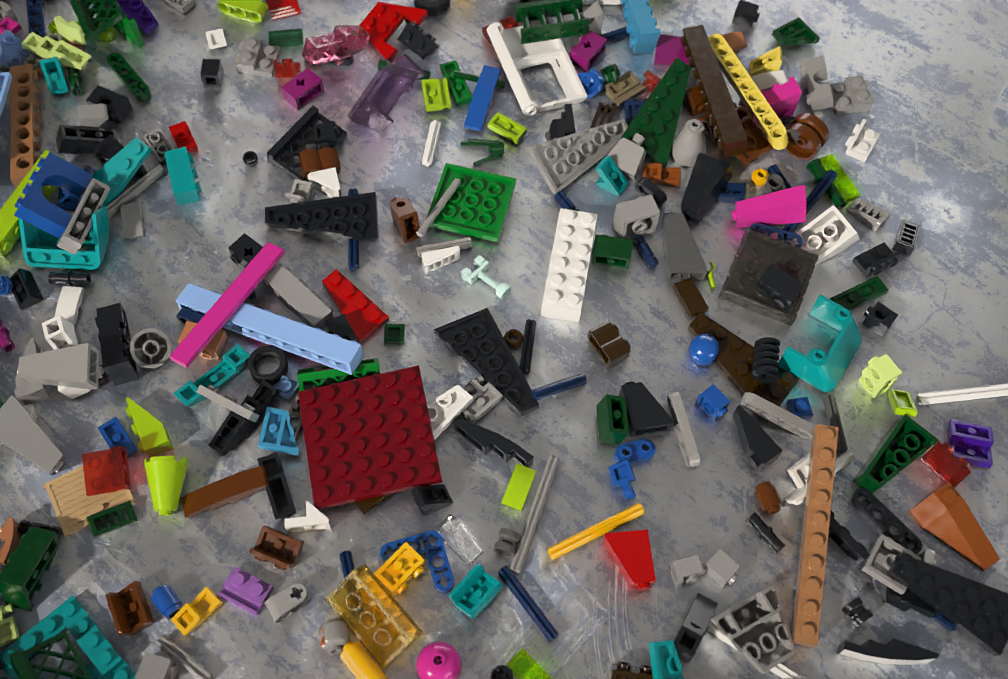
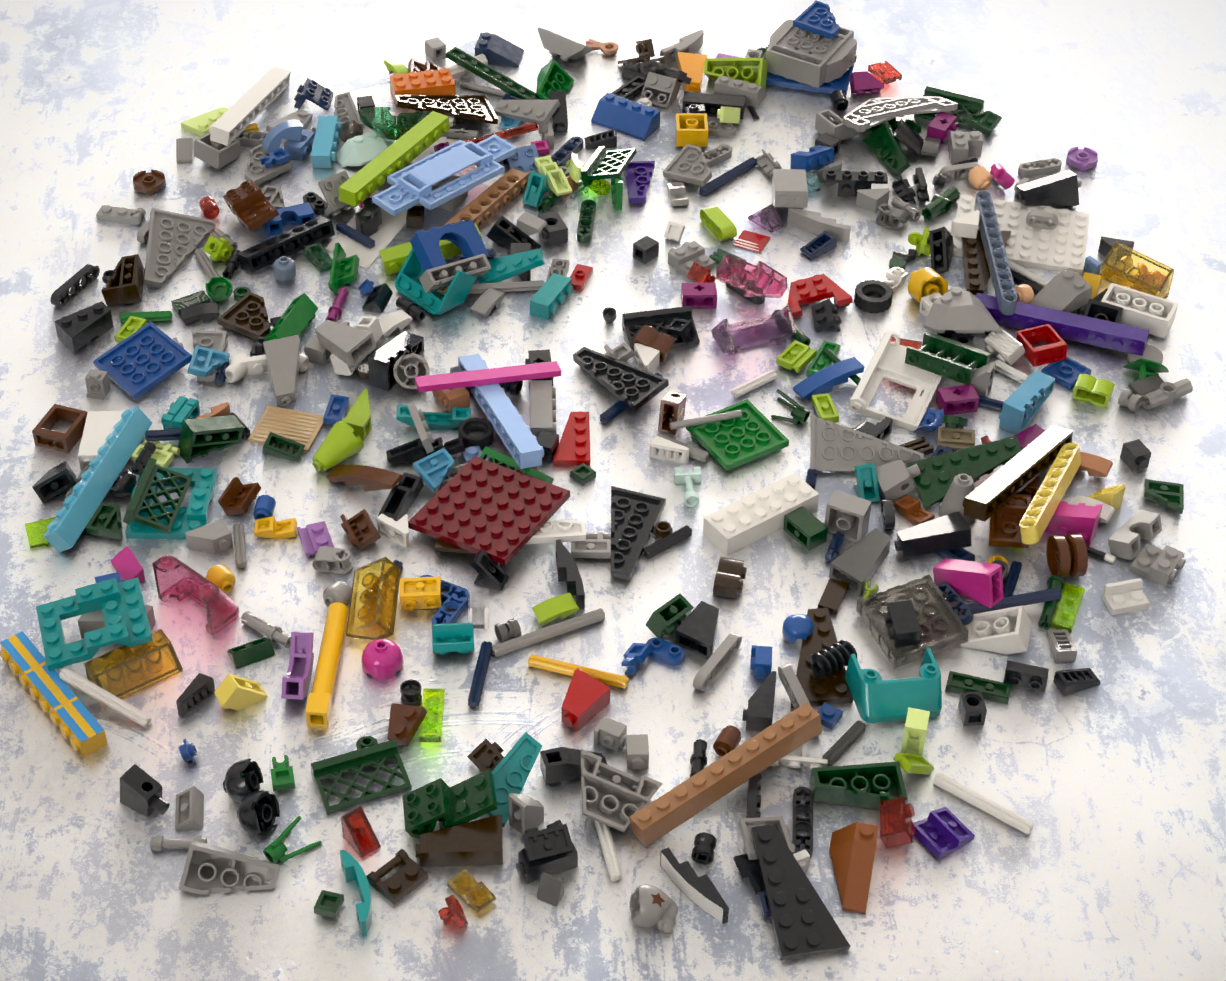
camera: 45 degrees right, 20 degrees down
(106, 471) = (310, 418): clear red bracket -> none
(559, 386) = (657, 575): dark blue axle -> none

